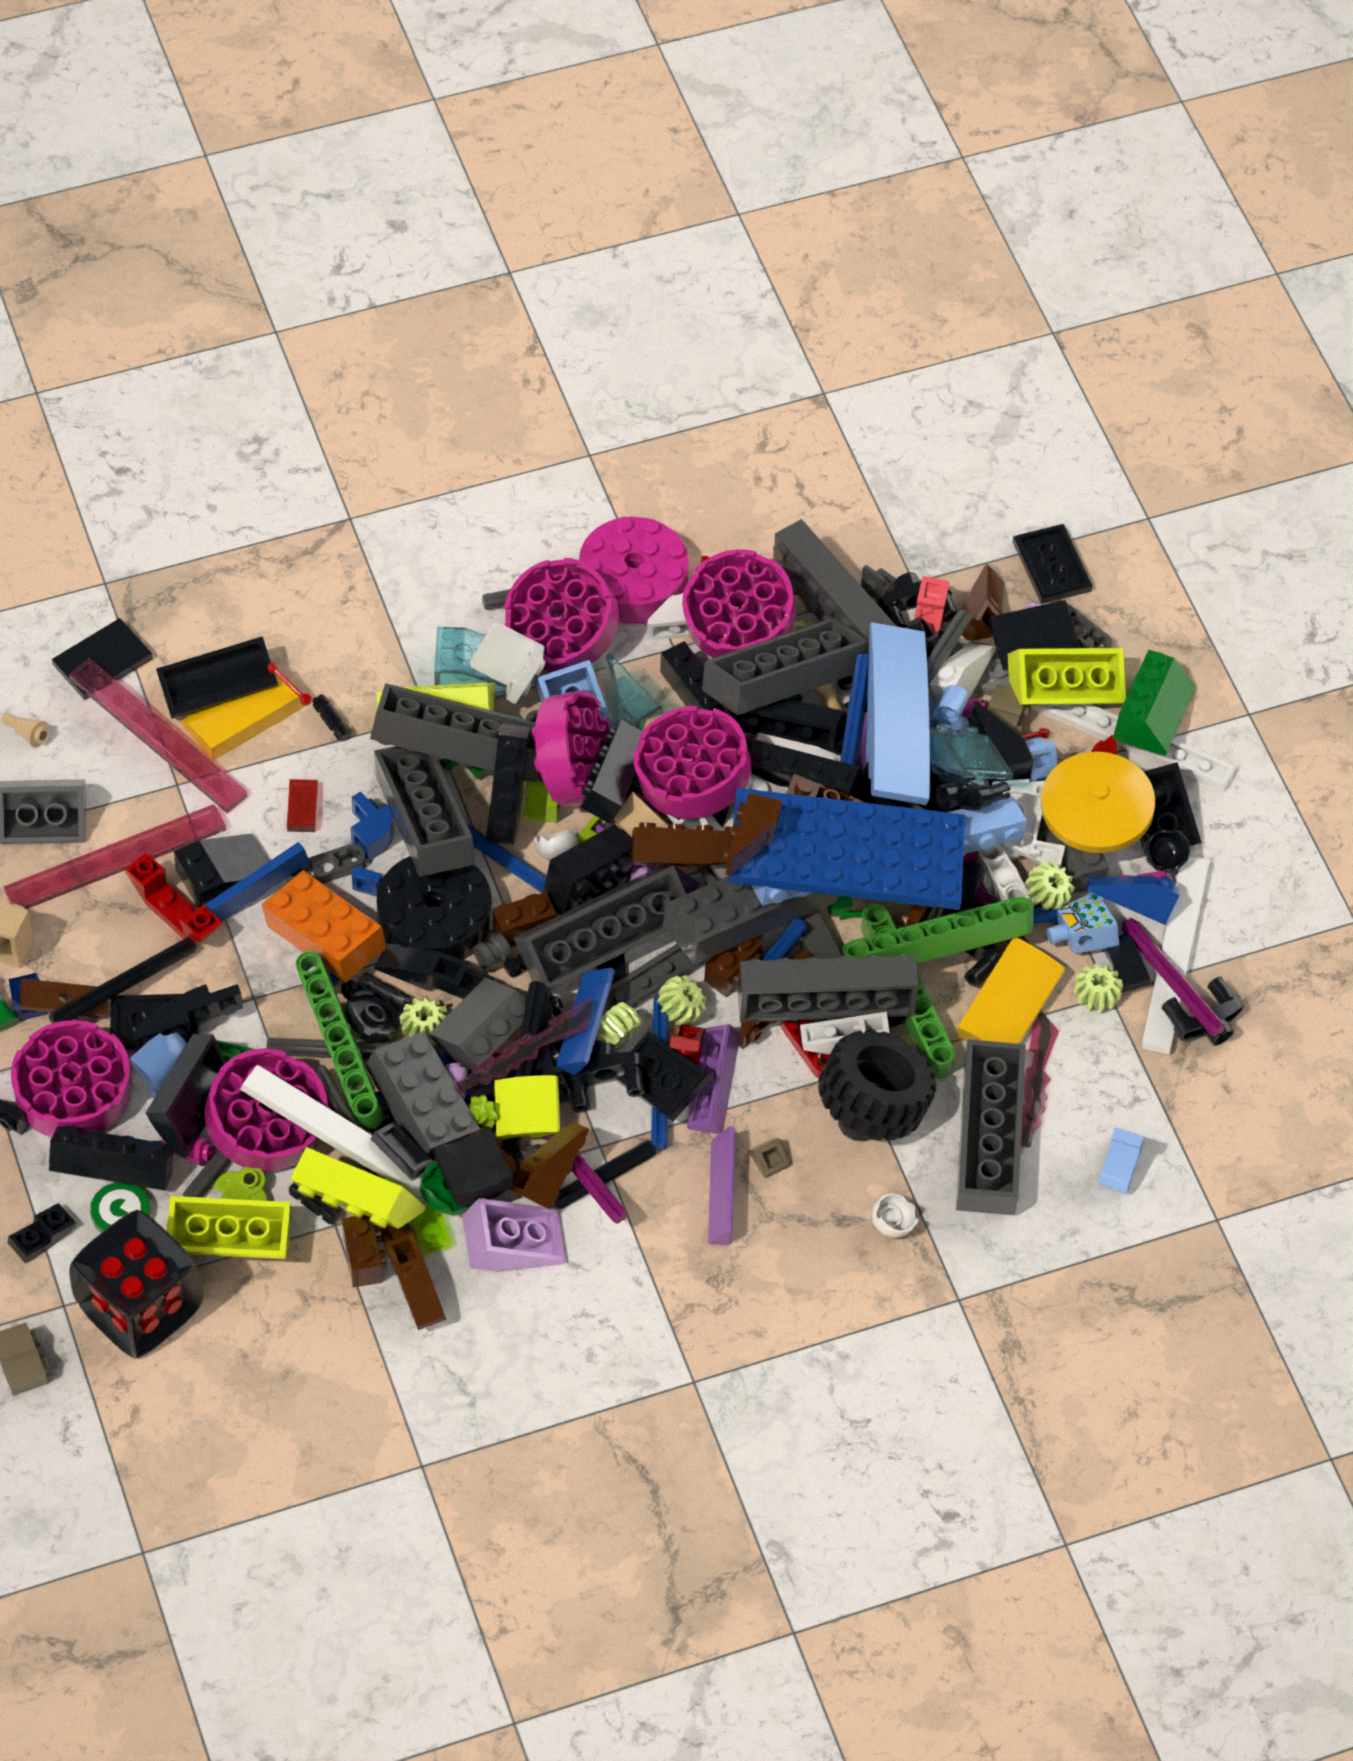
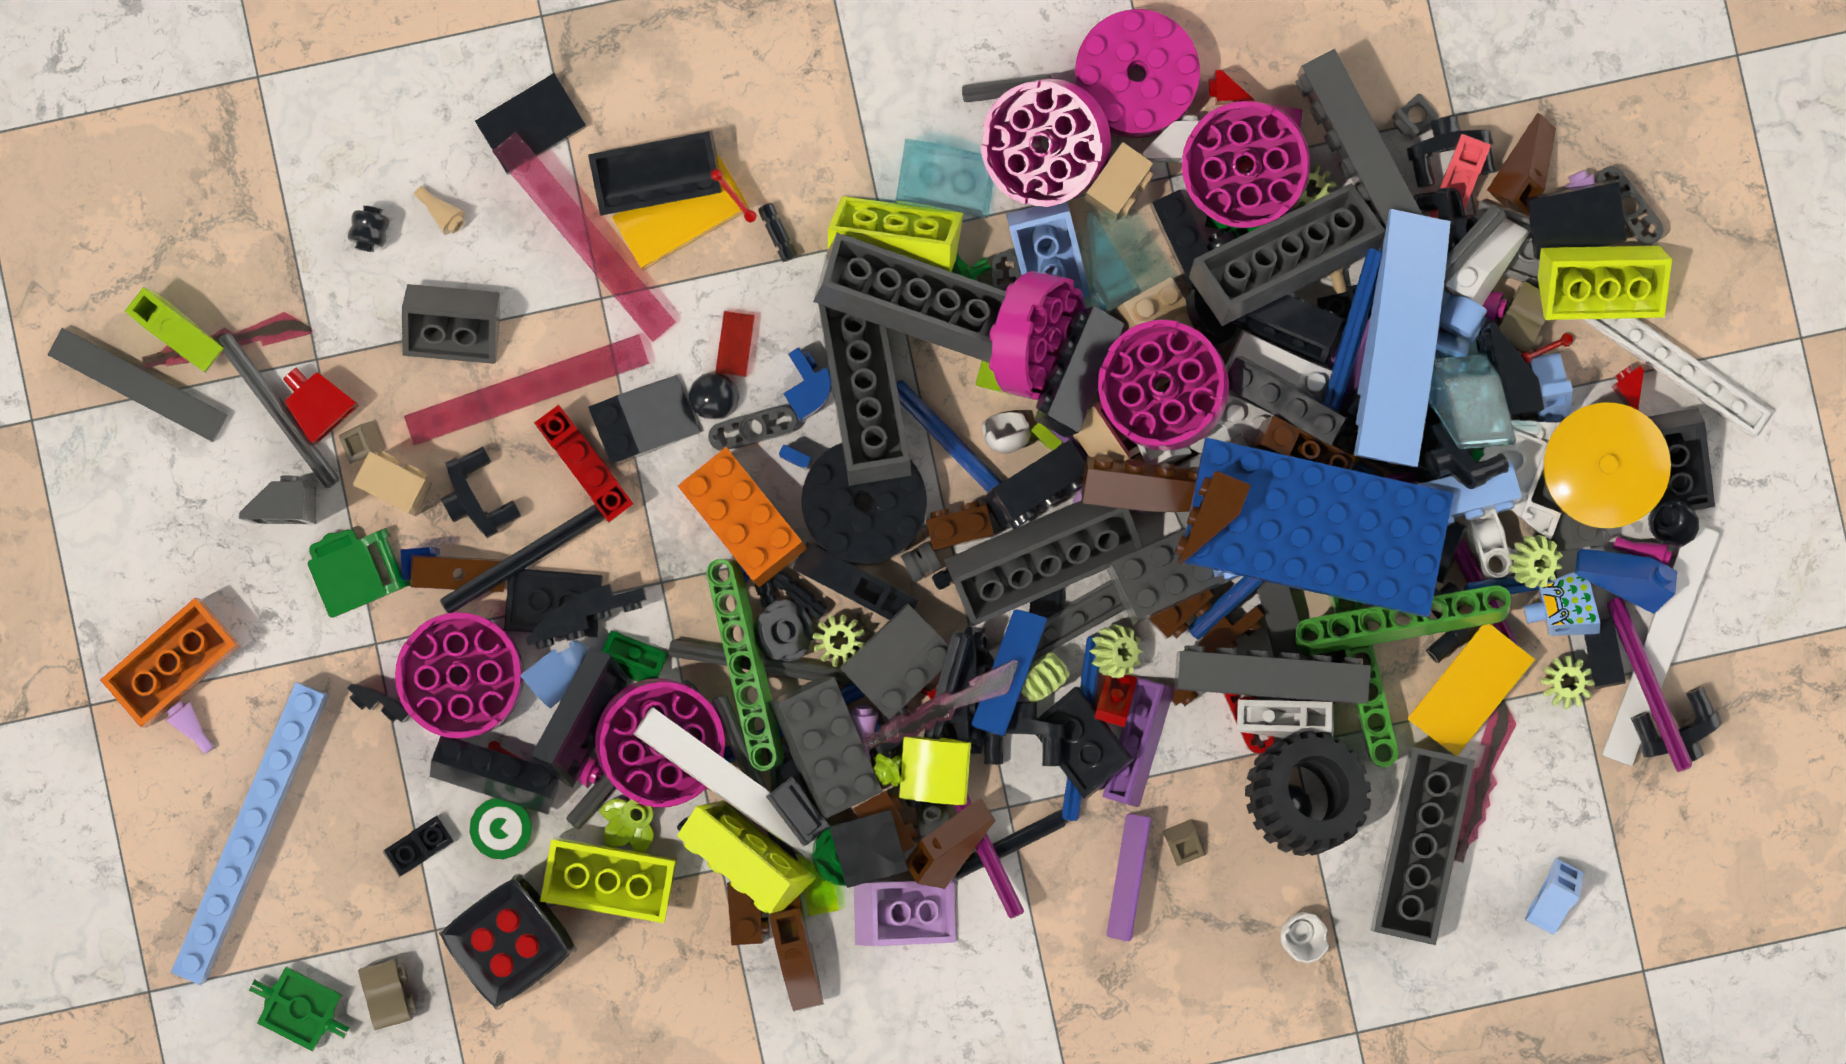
camera: 15 degrees right, 30 degrees up
(66, 945) = (463, 501): none -> black connector
(258, 882) = (675, 451): blue tile -> none
(284, 837) = (713, 396): none -> black hair
(508, 784) = (959, 373): black brick -> none
(509, 659) = (986, 197): white bracket -> none
(632, 639) = (1119, 181): none -> tan brick
(1052, 563) = (1615, 109): black tile -> none
(1154, 704) = (1695, 330): green slope -> none

